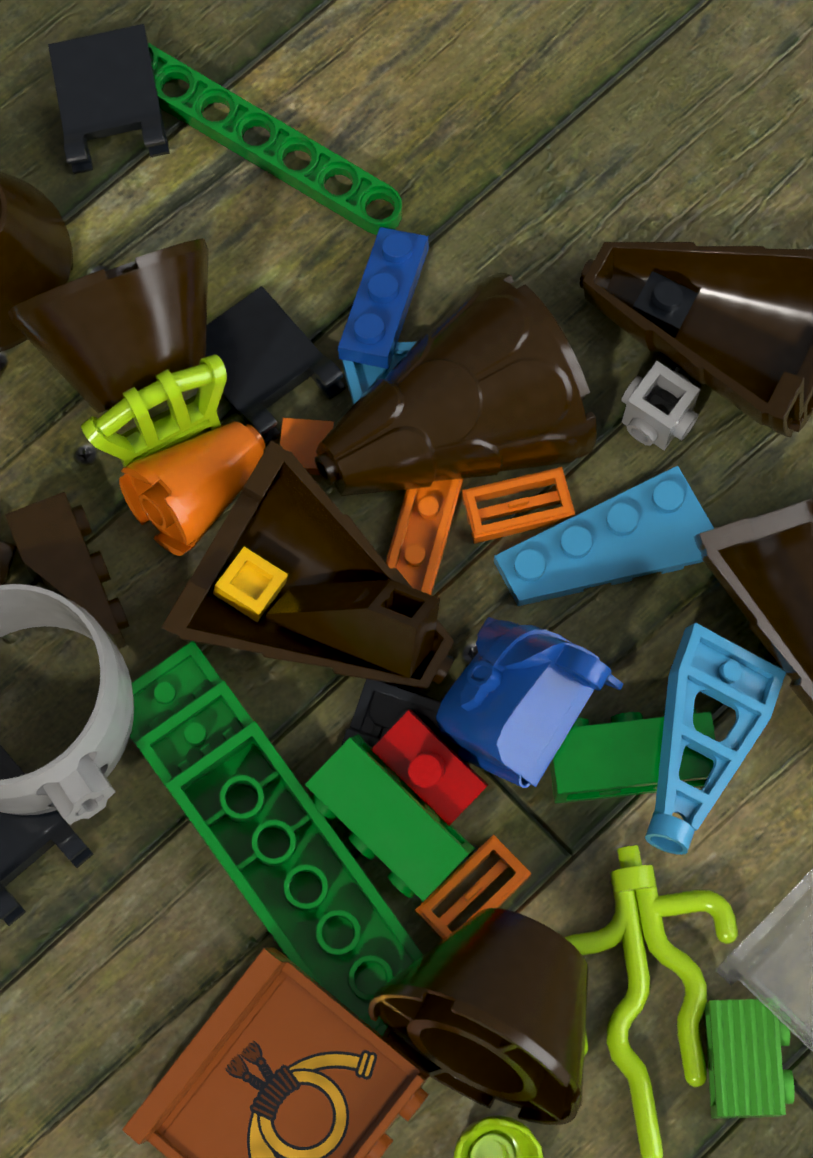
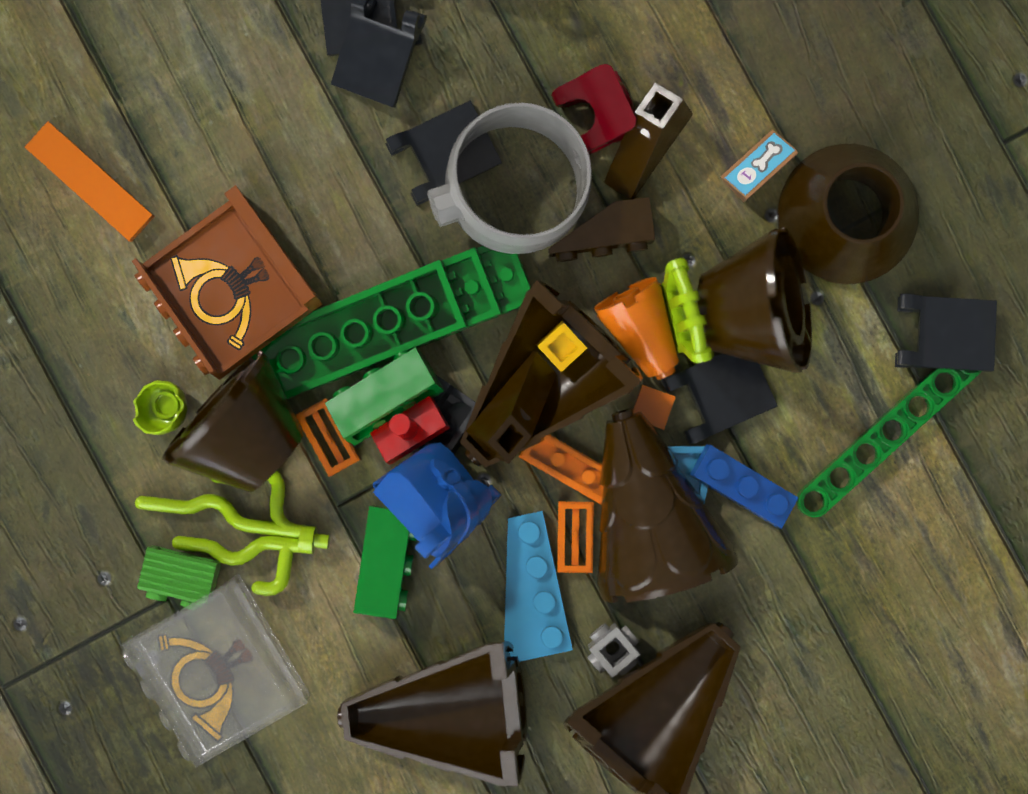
camera: 110 degrees right, 15 degrees up
(664, 303) = (686, 673): black plate -> none
(732, 677) = (415, 636): dark azure plate -> none

